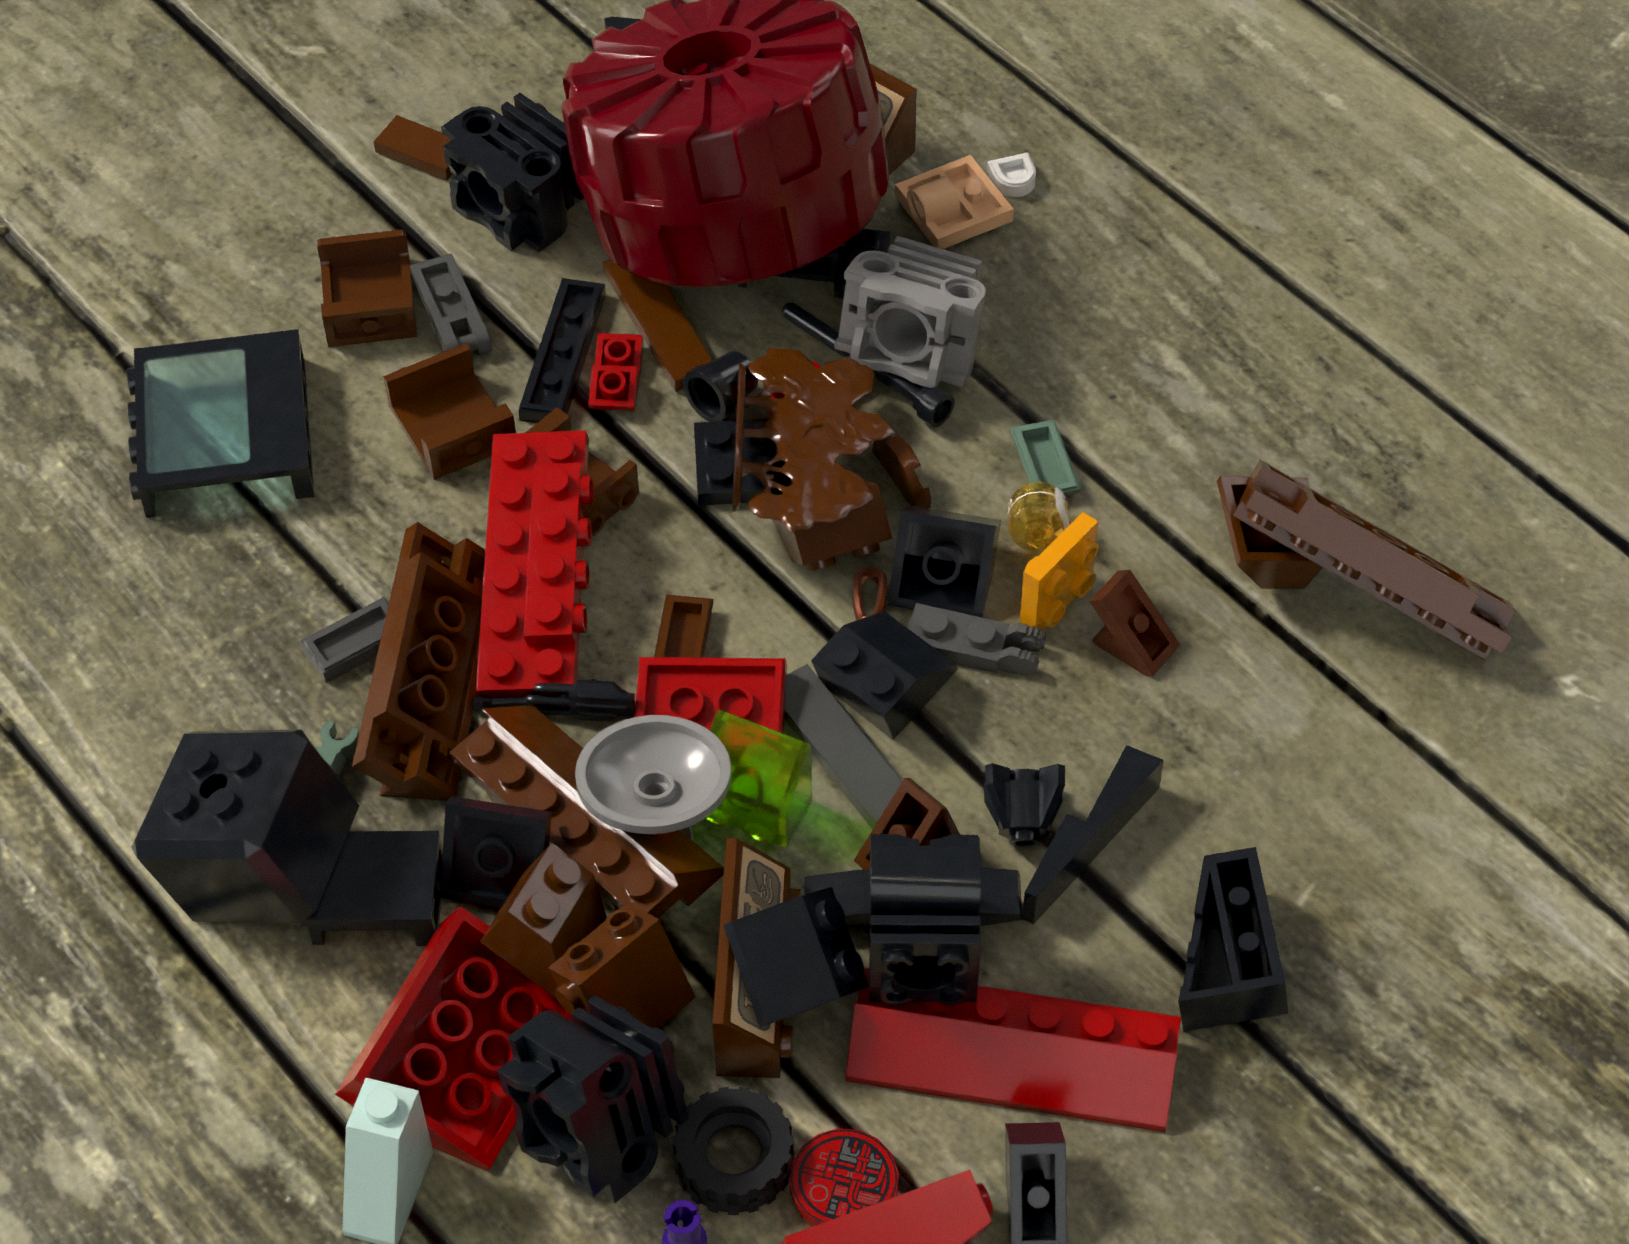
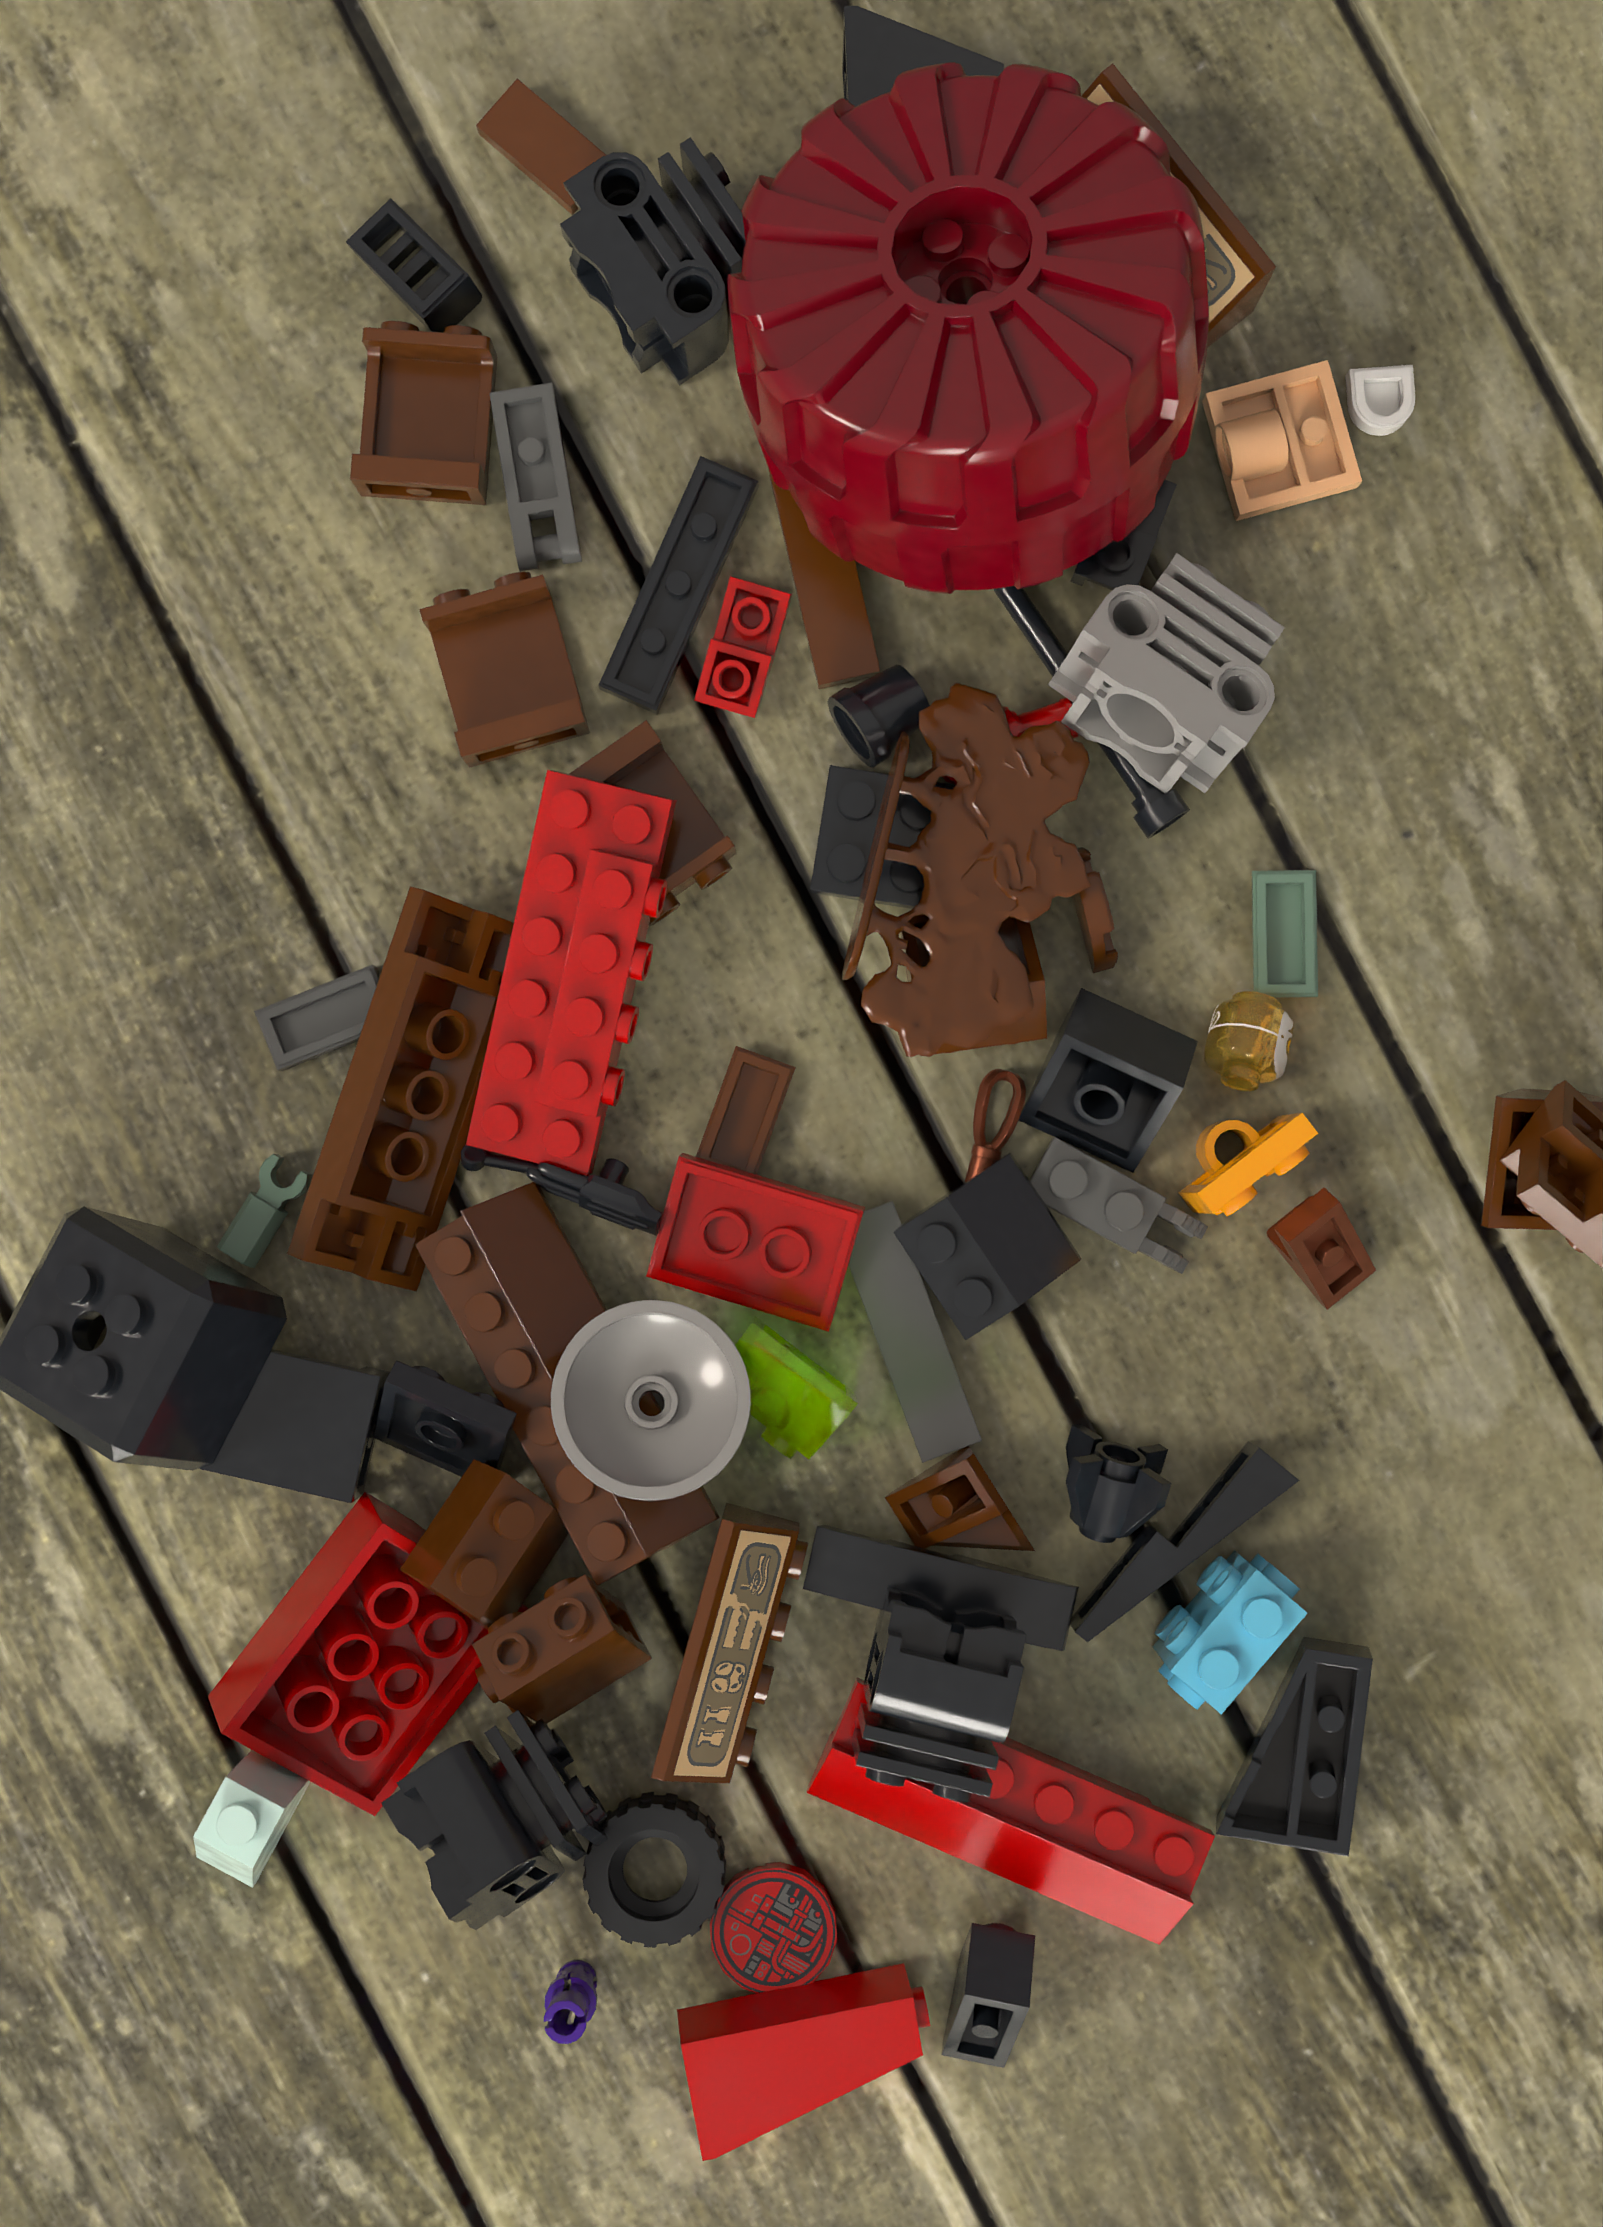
camera: 15 degrees right, 35 degrees up
(219, 414) = (193, 616): panel -> none
(346, 216) = (443, 297): none -> black slope
(796, 956) = (773, 1685): black slope -> none
(1140, 865) = (1226, 1630): none -> medium azure brick

